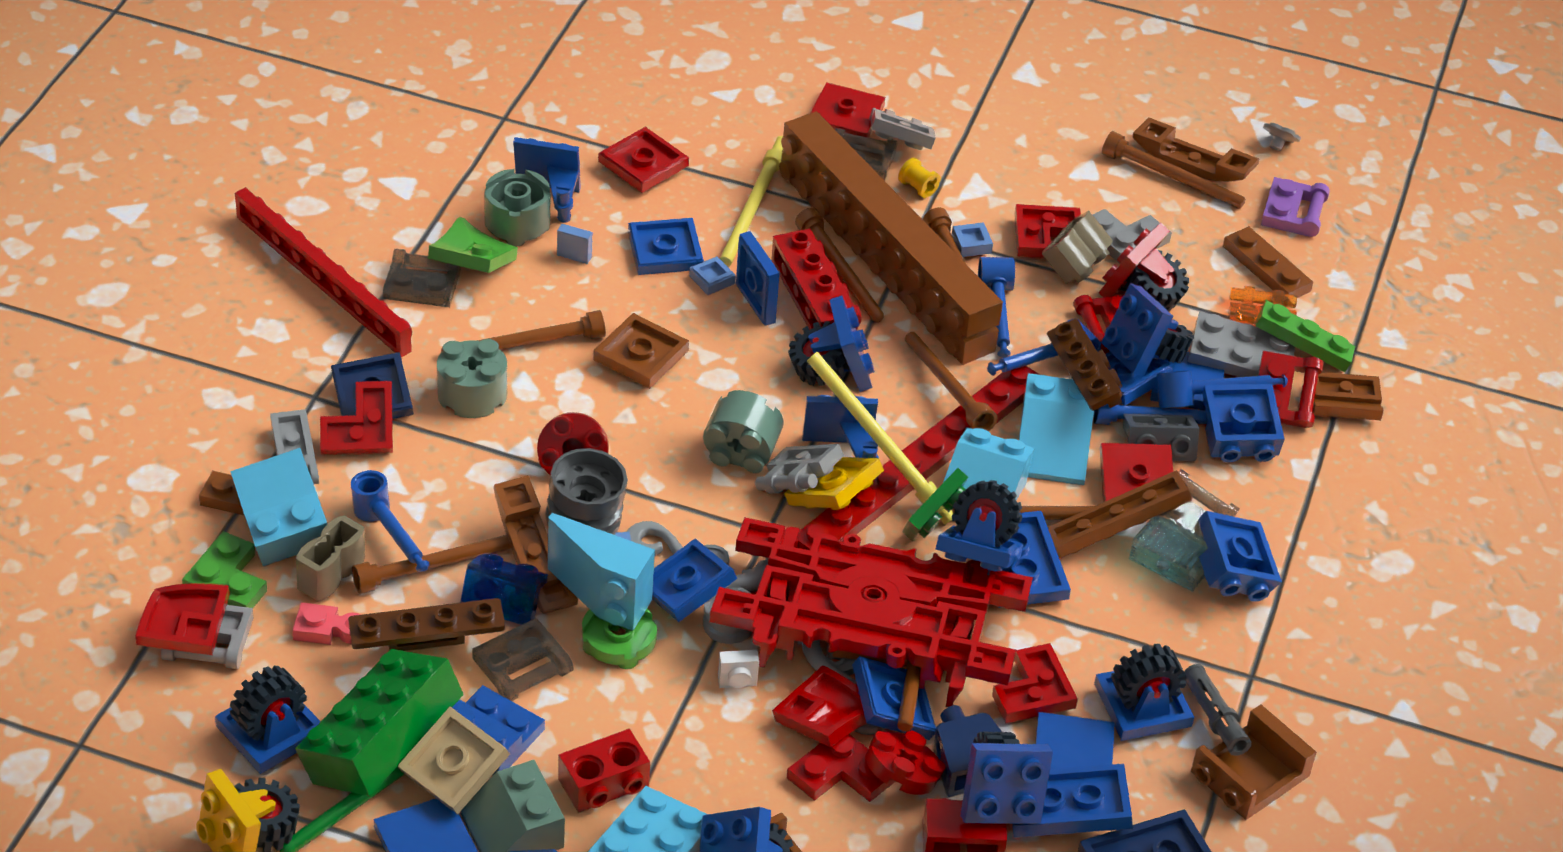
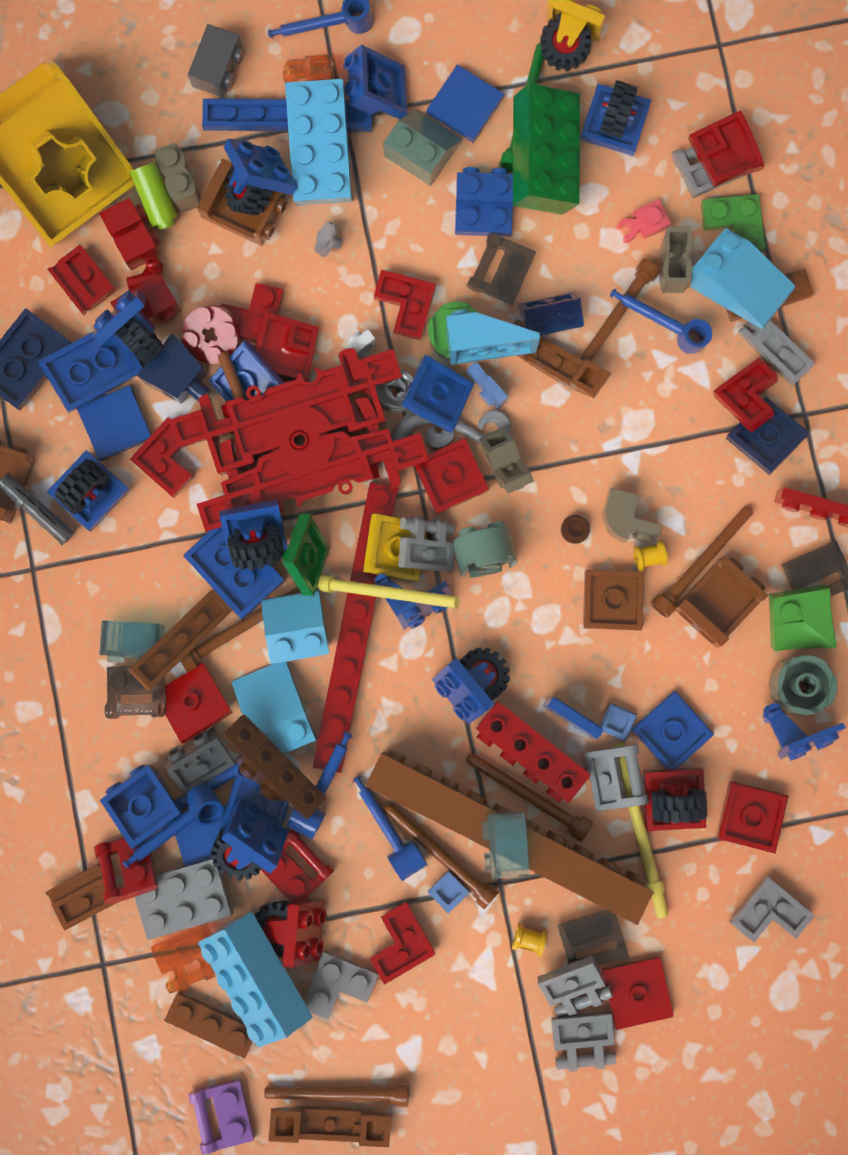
camera: 155 degrees right, 40 degrees up
(426, 625) = (573, 240): reddish brown bracket -> none
(453, 760) = (480, 146): tan plate -> none
(472, 377) = (723, 490): sand green brick -> none
(537, 301) = (721, 601): none -> dark orange panel
(568, 433) = (590, 462): red plate -> none
(570, 390) = (620, 520): none -> dark tan brick
(574, 243) = (735, 679): medium blue tile -> none
(575, 362) = (650, 555): none -> yellow bush
(588, 489) = (545, 400): dark grey wheel -> none
(604, 770) = (397, 214): red brick -> none
(631, 419) = (575, 529): none -> reddish brown plate
(647, 681) = (412, 296): none -> red plate
(661, 486) = (505, 460): none -> dark tan brick
(682, 106) = (767, 904): none -> light grey plate
(701, 786) = (327, 239): none -> light grey plant
(707, 186) = (675, 799): none -> plate
(720, 513) = (451, 476): none -> red plate
(762, 225) = (607, 778): none -> light grey plate
(896, 195) = (507, 845): none -> clear light blue brick
(922, 103) = (583, 1032): none -> light grey plate
(977, 414) = (331, 678): dark orange piece -> none
(1078, 248) = (359, 928): dark tan brick -> none
(1204, 250) = (255, 980): none -> medium azure brick
(1237, 556) = (78, 652): blue plate -> none
(1305, 335) = (138, 939): bright green plate -> none

